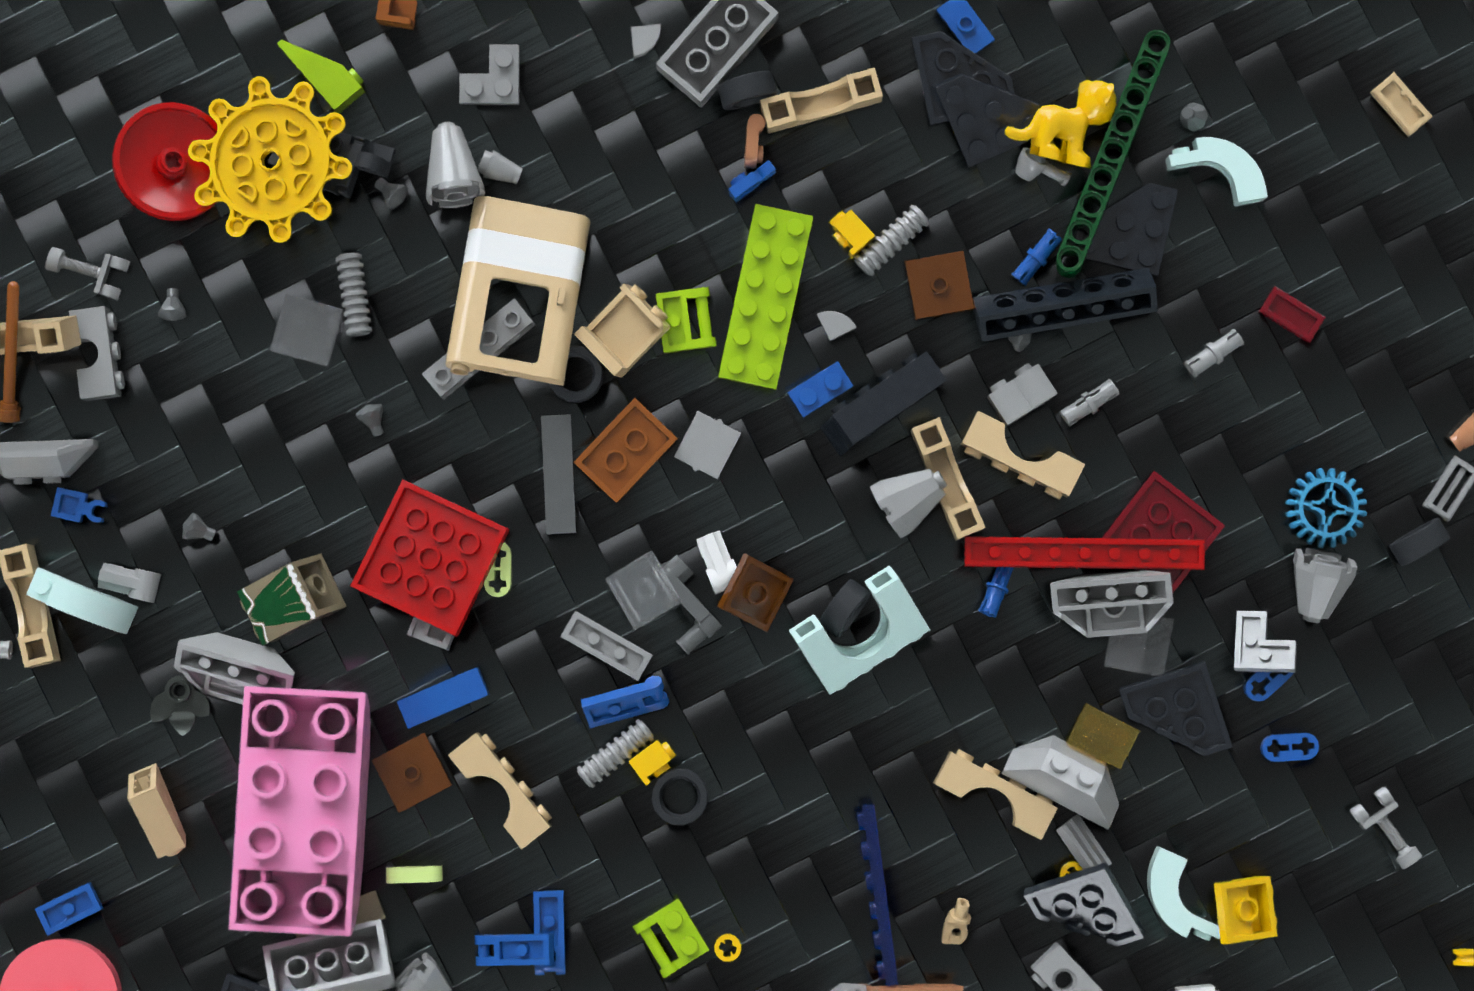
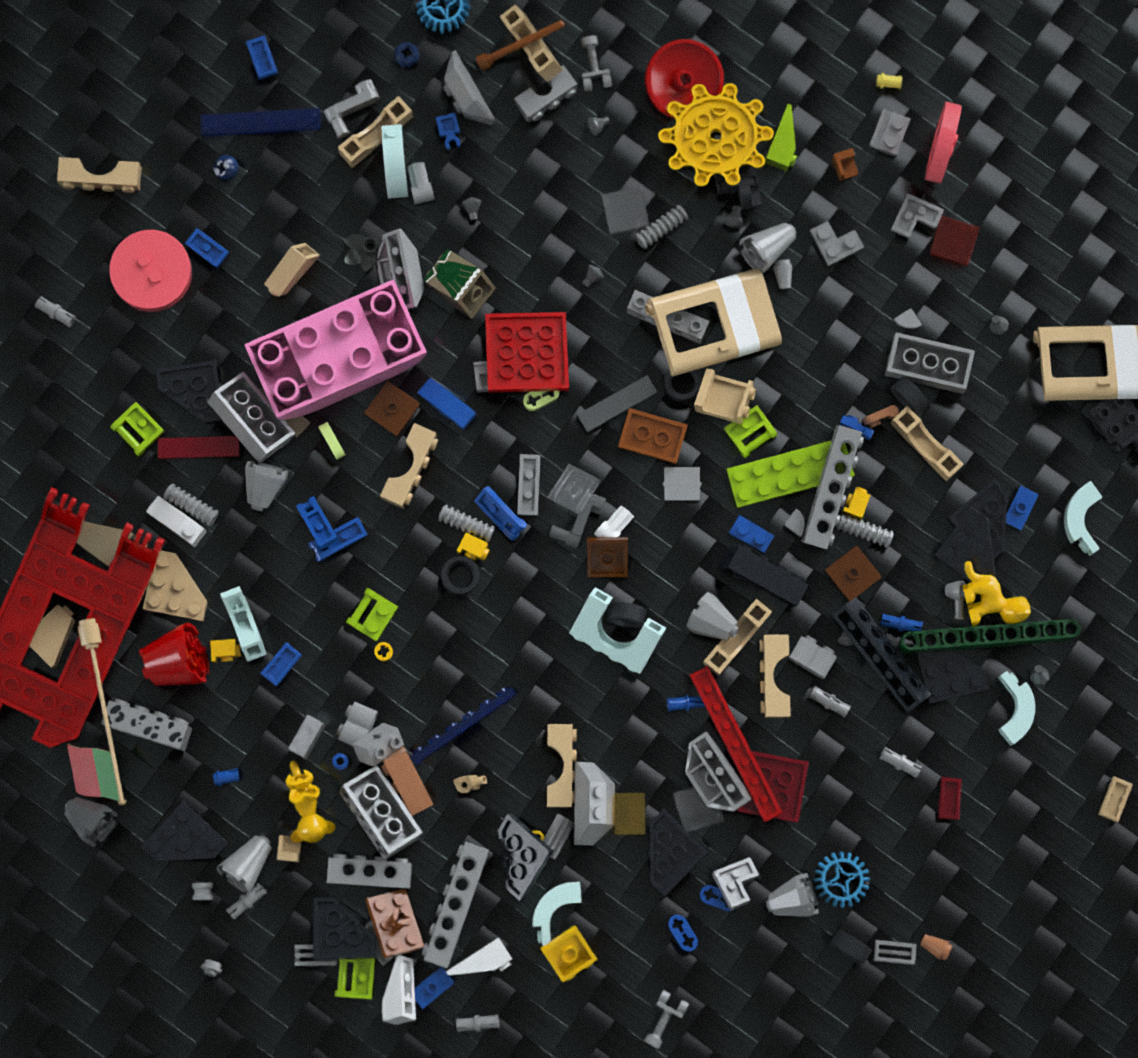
camera: 55 degrees right, 5 degrees down
(876, 298) = (834, 456): none -> light grey brick

